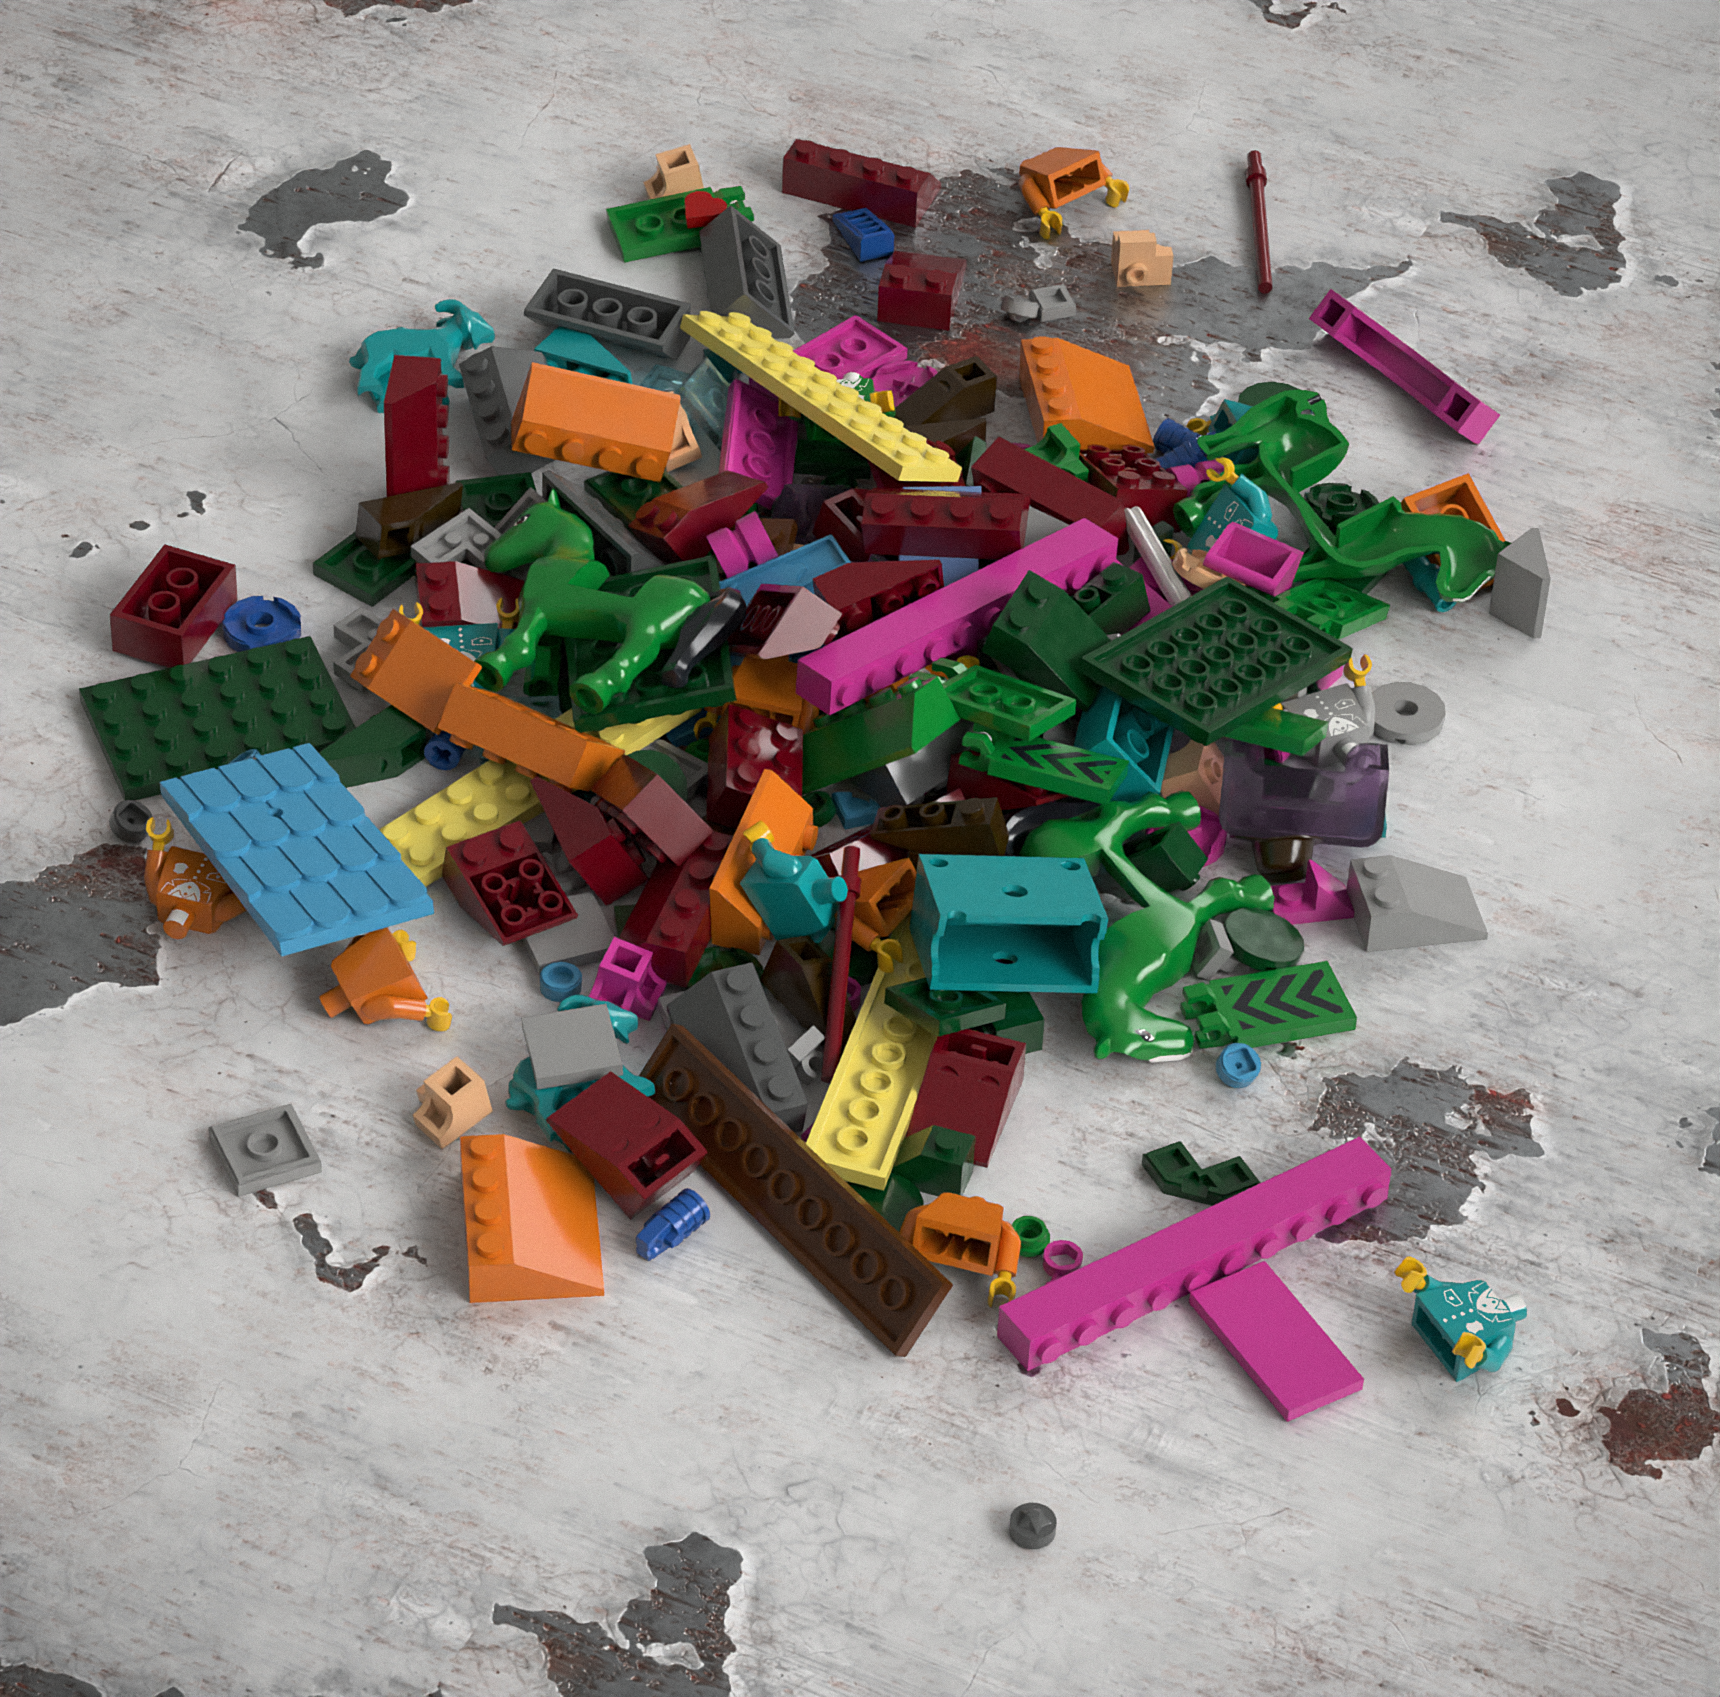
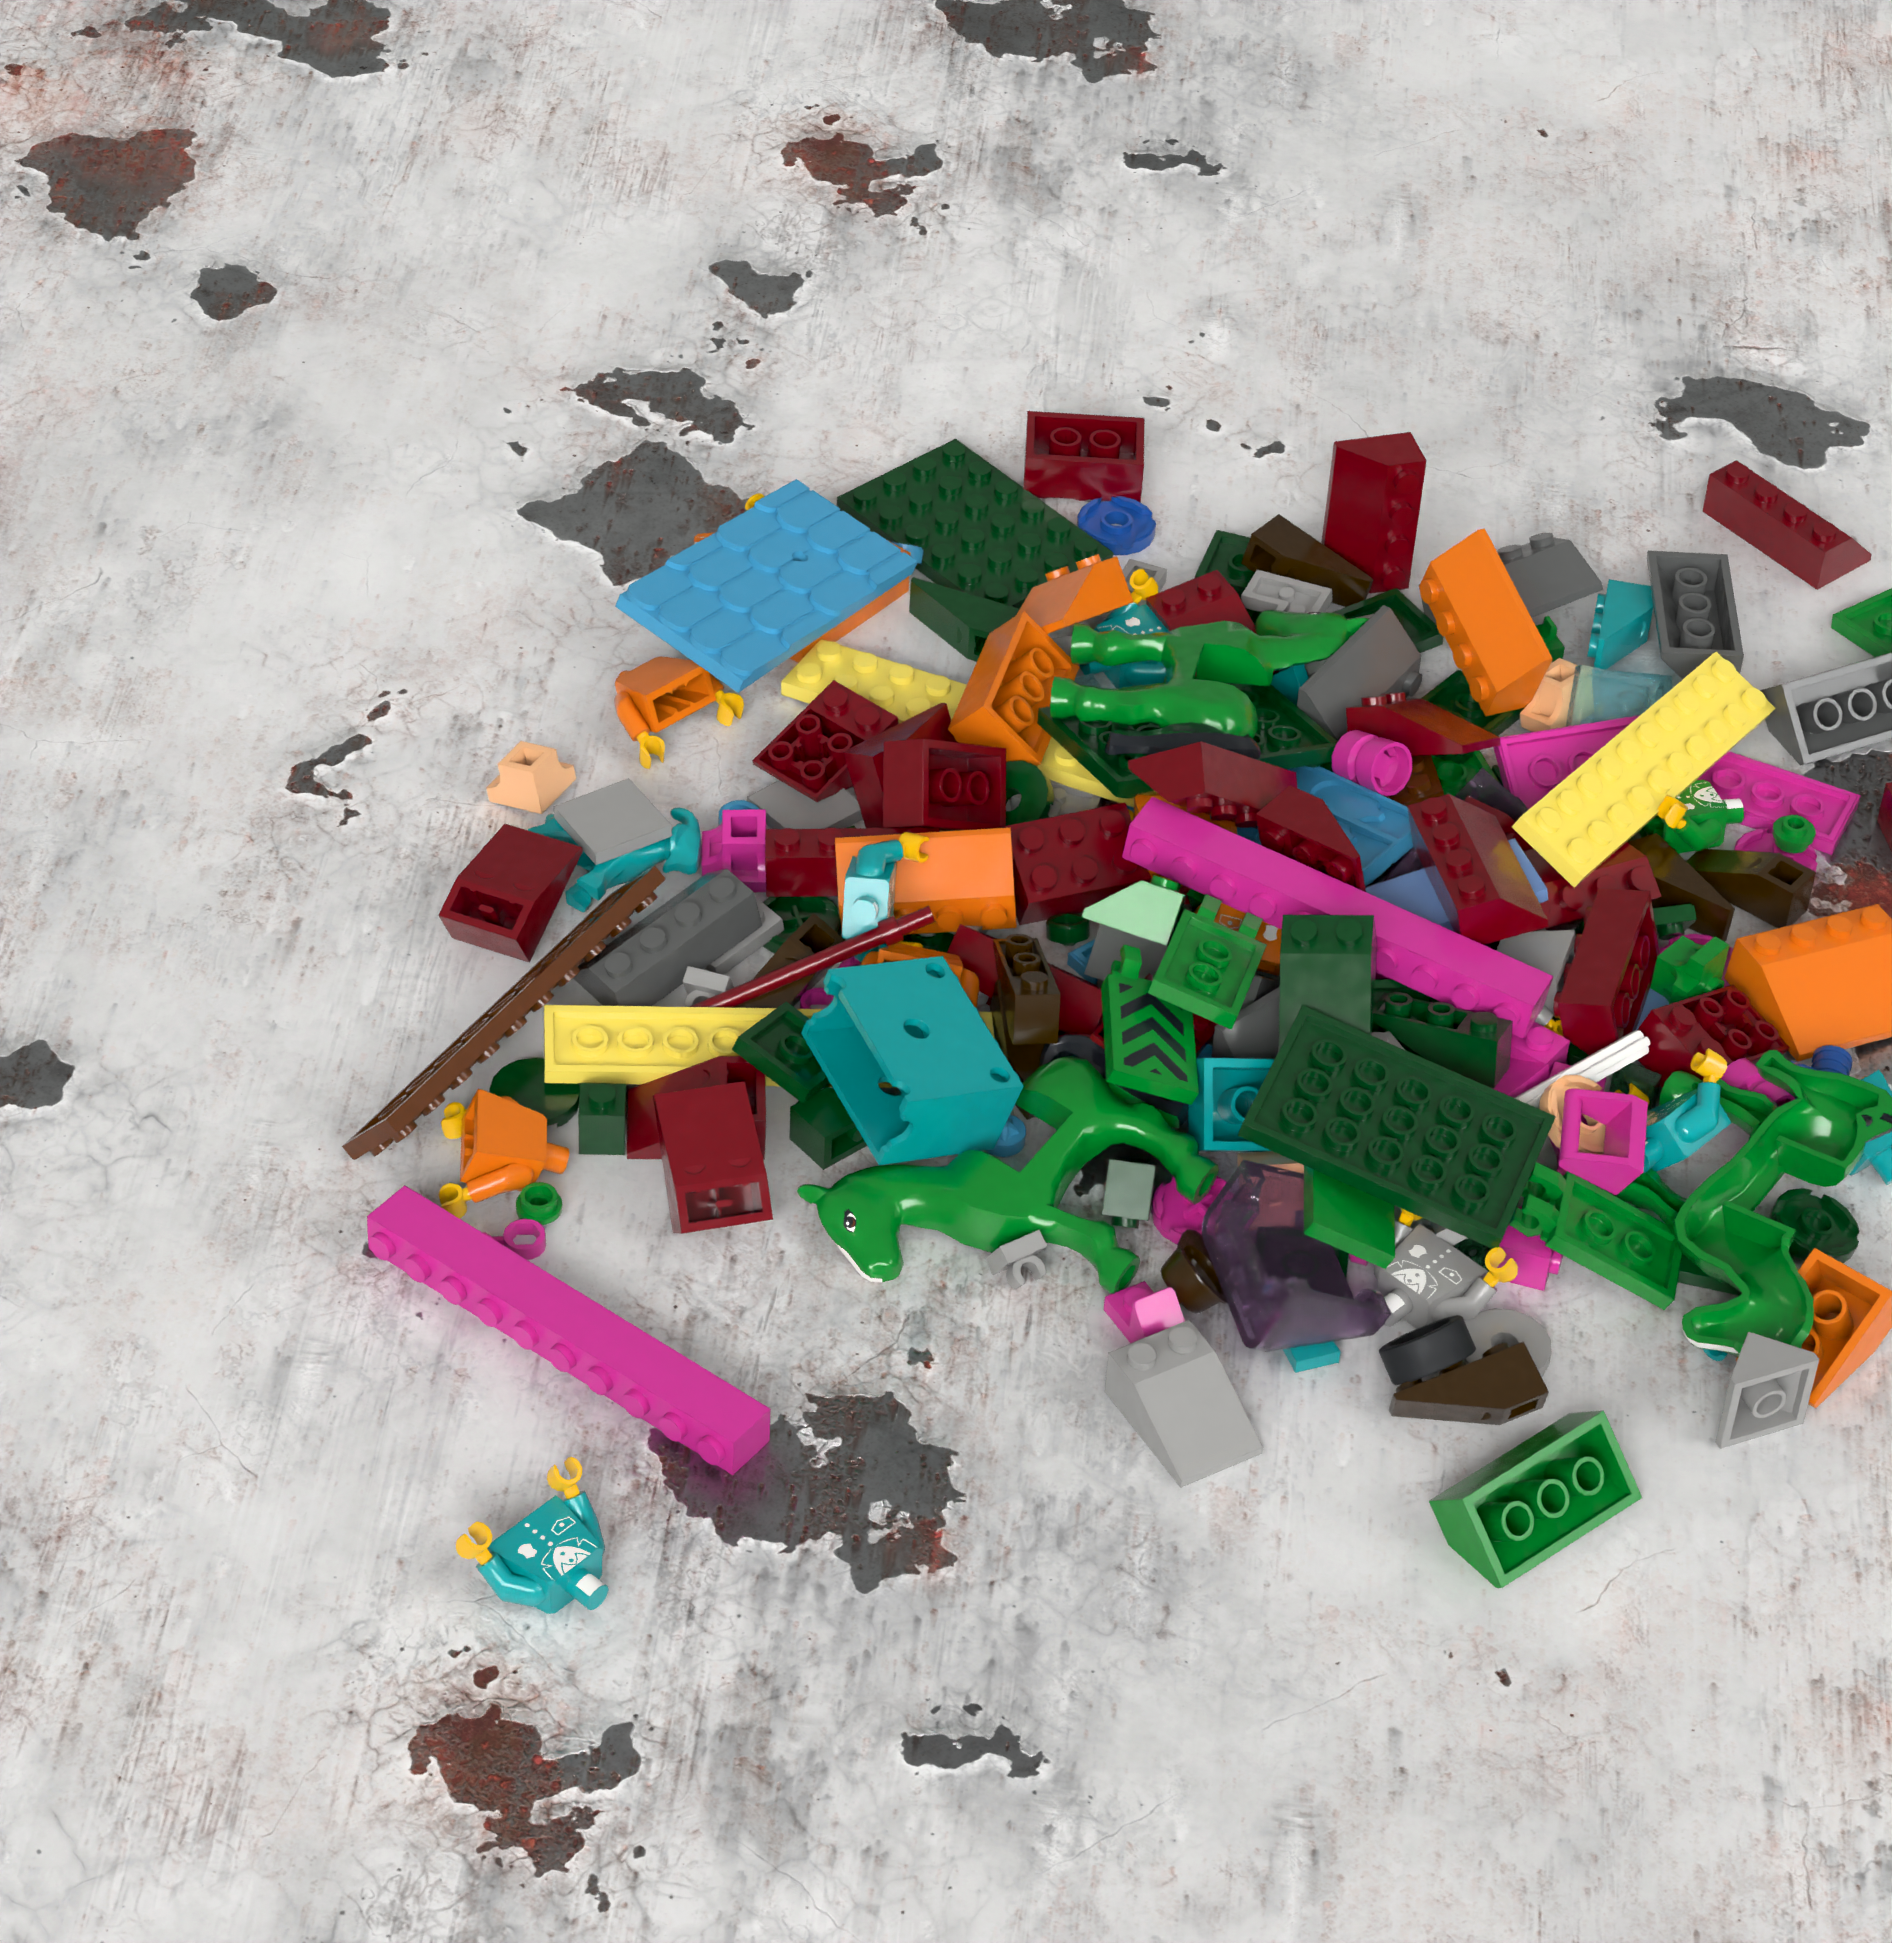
camera: 70 degrees right, 0 degrees up
(265, 1149) = (431, 693): light grey tile -> none
(377, 351) = (1555, 507): teal animal -> none
(493, 238) = (1781, 526): none -> dark red slope
(528, 1221) = (393, 859): orange slope -> none
(672, 1224) = (443, 957): blue hinge -> none
(897, 361) = (1793, 833): none -> green plate
(1032, 1525) = (155, 1287): dark grey tile -> none
(1064, 1093) = (711, 1158): none -> dark red slope
(1182, 1177) = (682, 1307): dark green tile -> none
(1238, 1065) = (859, 1311): dark azure tile -> none
(1263, 939) = (1056, 1292): dark green tile -> none
(1269, 1007) = (966, 1323): green tile -> none
(1276, 1341) = (476, 1419): dark pink tile -> none
(1437, 753) = (1427, 1350): none -> black tyre
(1462, 725) = (1482, 1392): none -> dark brown slope
(1574, 741) = (1537, 1497): none -> green slope

